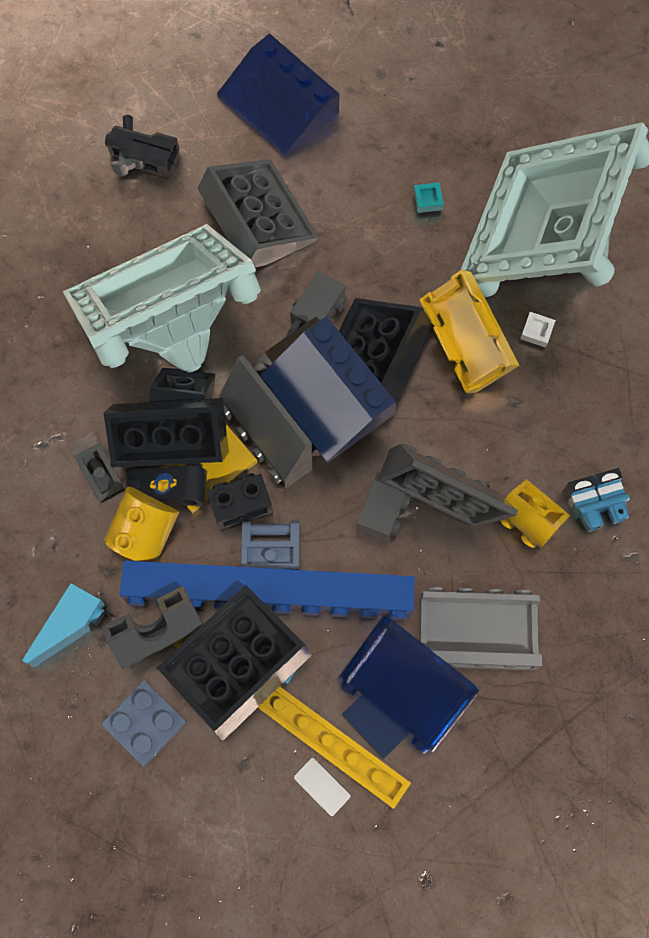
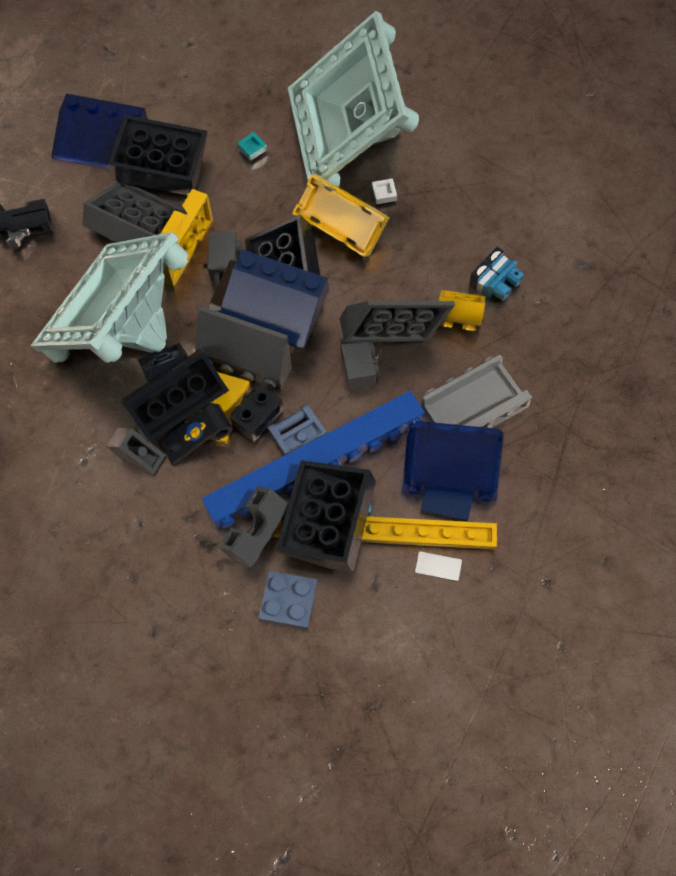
camera: 30 degrees left, 5 degrees down
(69, 621) = (189, 563): medium azure slope -> none
(140, 526) = (196, 469): yellow brick -> none
(294, 258) = (188, 228): none -> yellow piece
(320, 154) = (157, 155): none -> black slope

